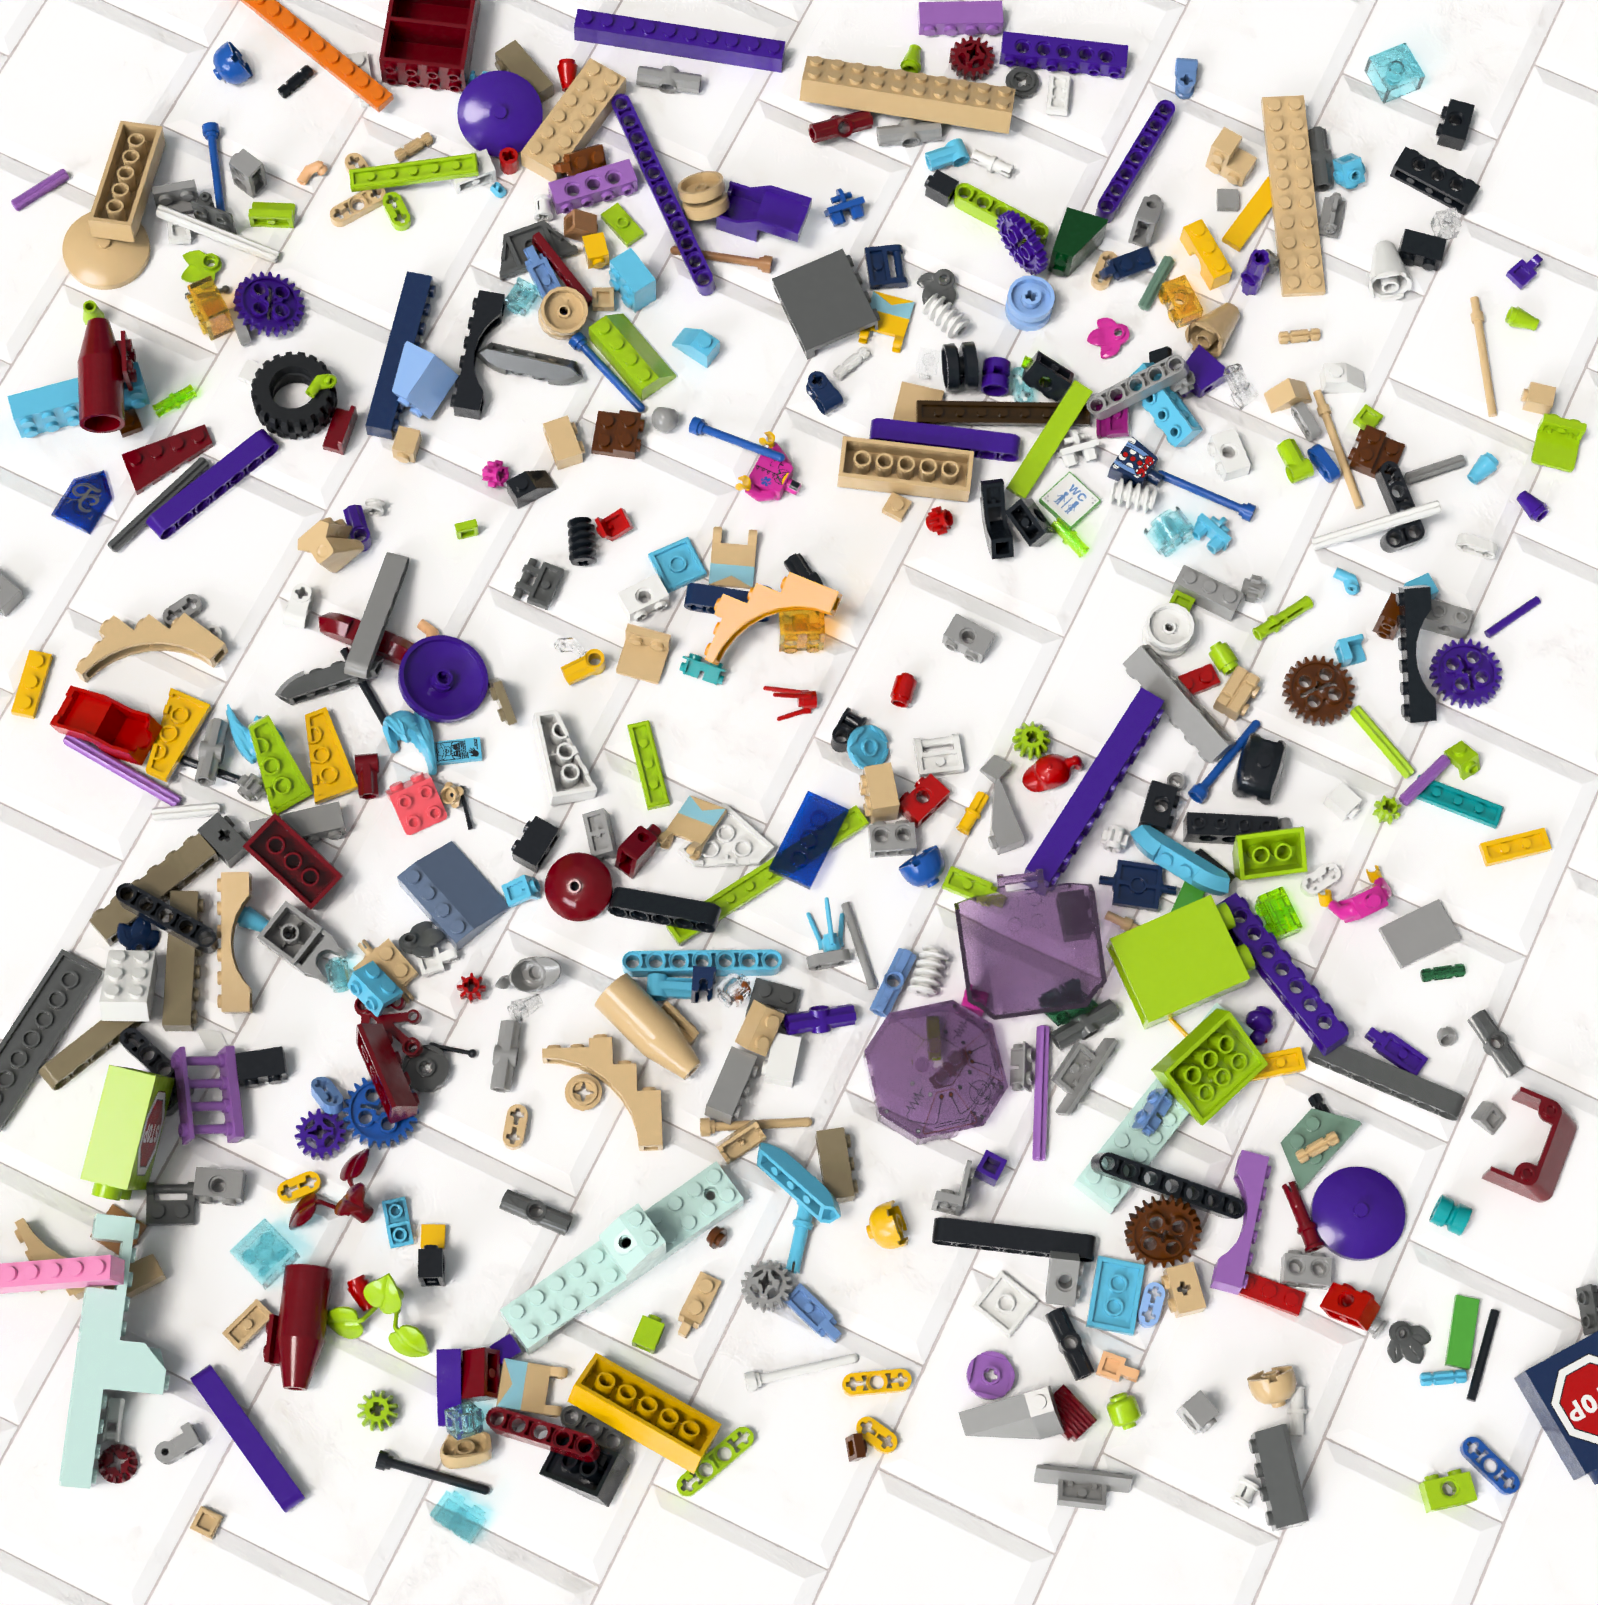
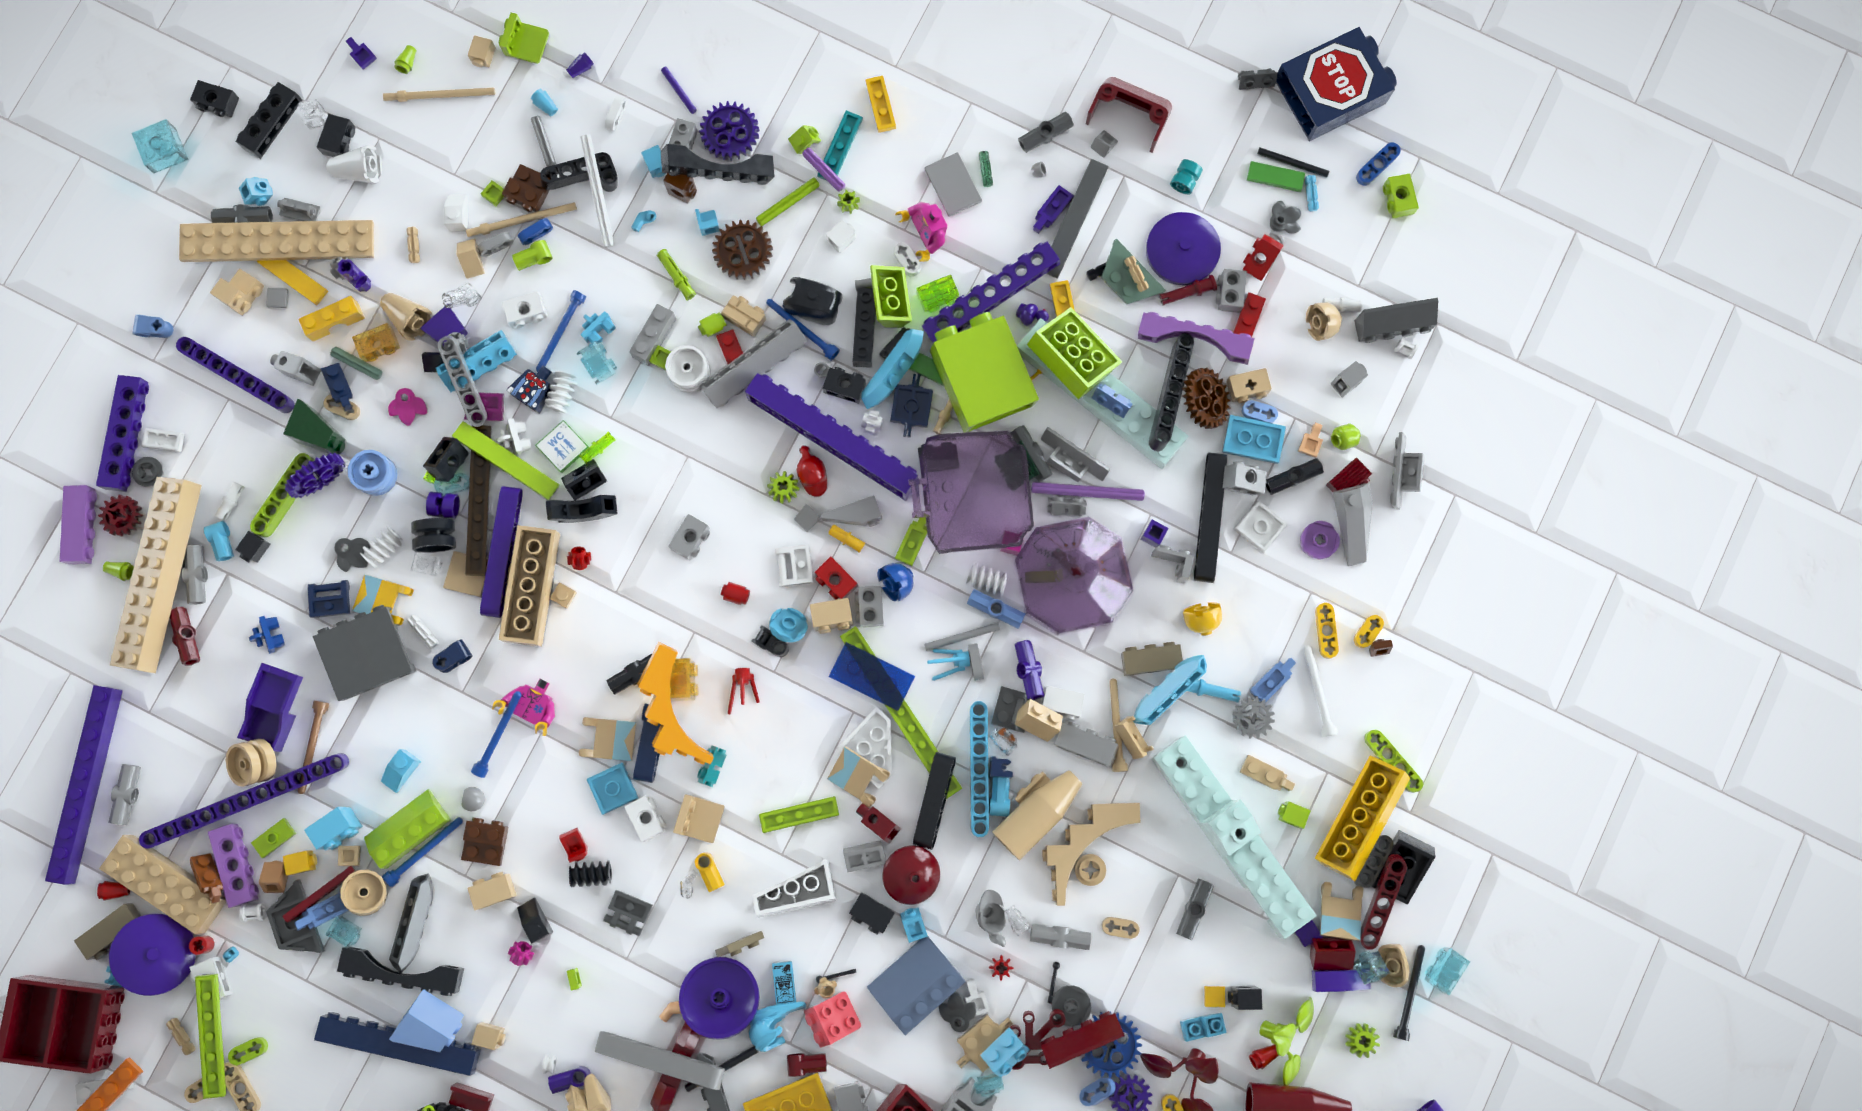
camera: 85 degrees left, 10 degrees up
(717, 1237) = (1212, 757): reddish brown plate -> none
(1253, 588) = (649, 296): light grey gear -> none

